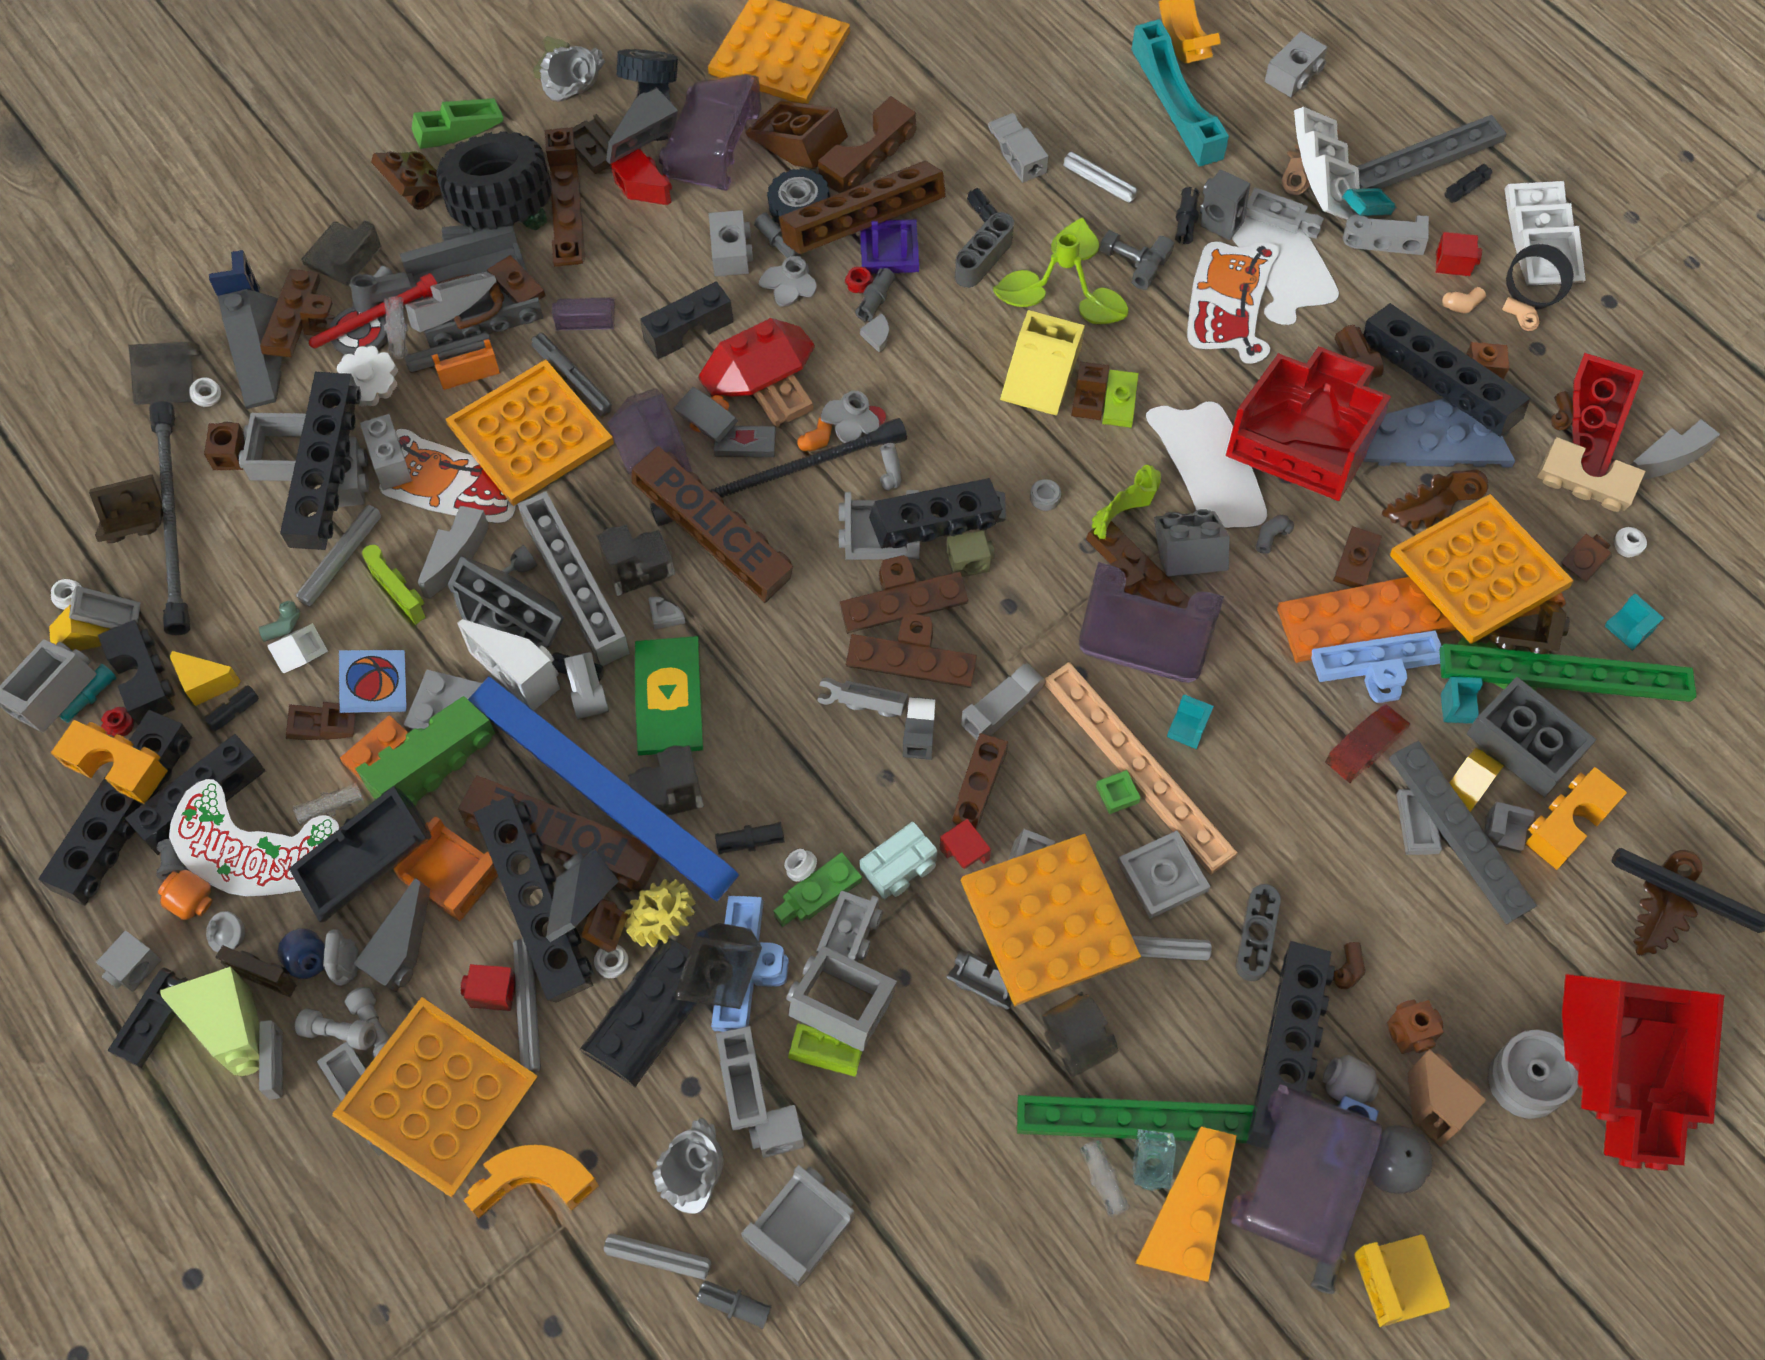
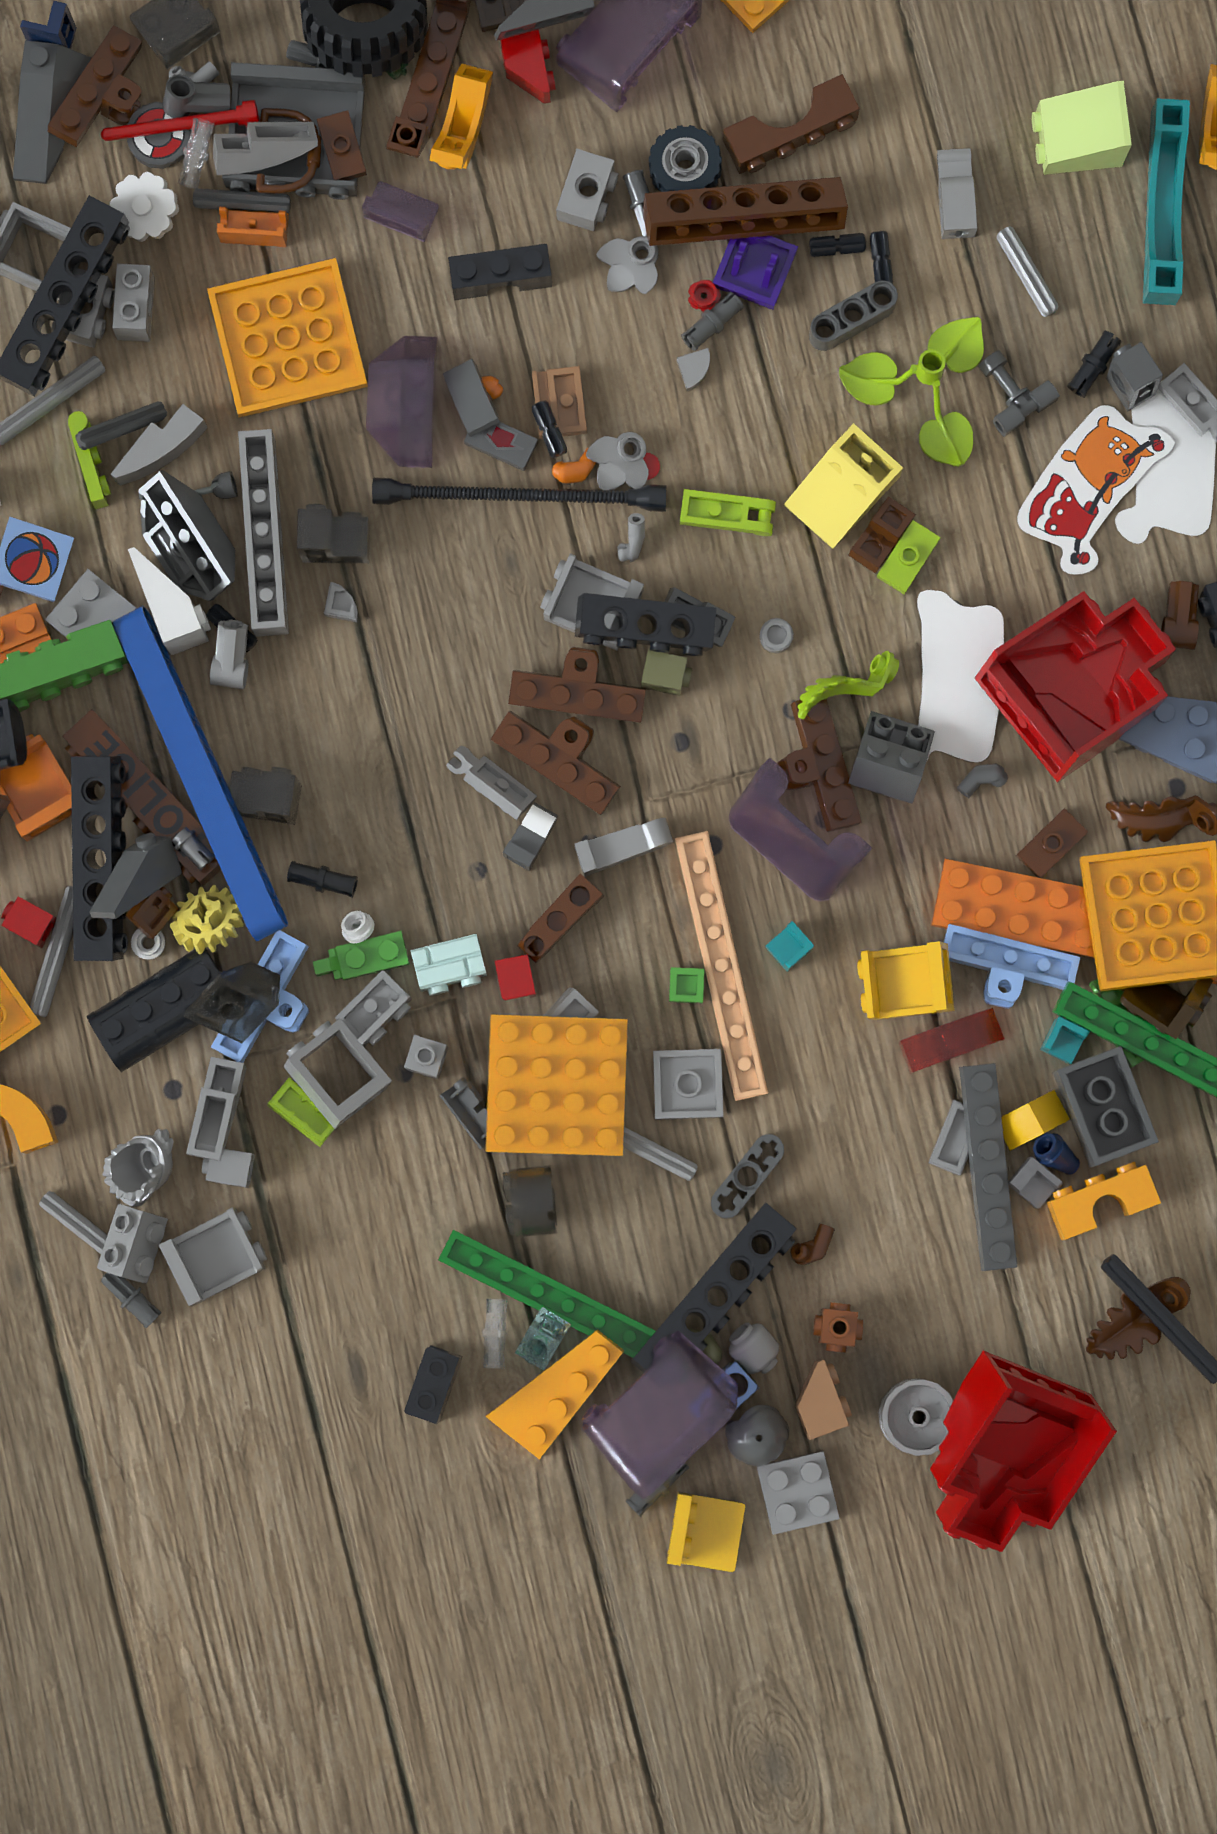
camera: 25 degrees right, 20 degrees up
(410, 544) = (121, 425): none -> dark grey axle
(446, 480) = (185, 357): sticker -> none
(572, 374) = (357, 283): dark grey axle -> none
(606, 227) = (463, 119): none -> light orange arch
(620, 850) = (193, 848): none -> flat silver pin
(668, 694) = (306, 699): green slope -> none
(712, 523) = (422, 532): reddish brown brick -> none
(713, 1247) = (132, 1243): none -> light grey bracket
(756, 358) = (554, 353): red wedge -> none
(777, 407) = (551, 433): none -> black piece
(799, 132) = (723, 72): reddish brown slope -> none
(917, 949) = (426, 1057): none -> light grey brick
(940, 213) = (844, 244): none -> black piece
(957, 420) = (726, 512): none -> lime plate
(1074, 1247) = (433, 1384): none -> black panel
(1092, 68) = (1083, 129): none -> yellowish green slope
(1306, 707) = (906, 981): none -> yellow panel
(1464, 1202) = (798, 1492): none -> light grey plate
(1512, 791) = (1055, 1153): none -> dark blue cone

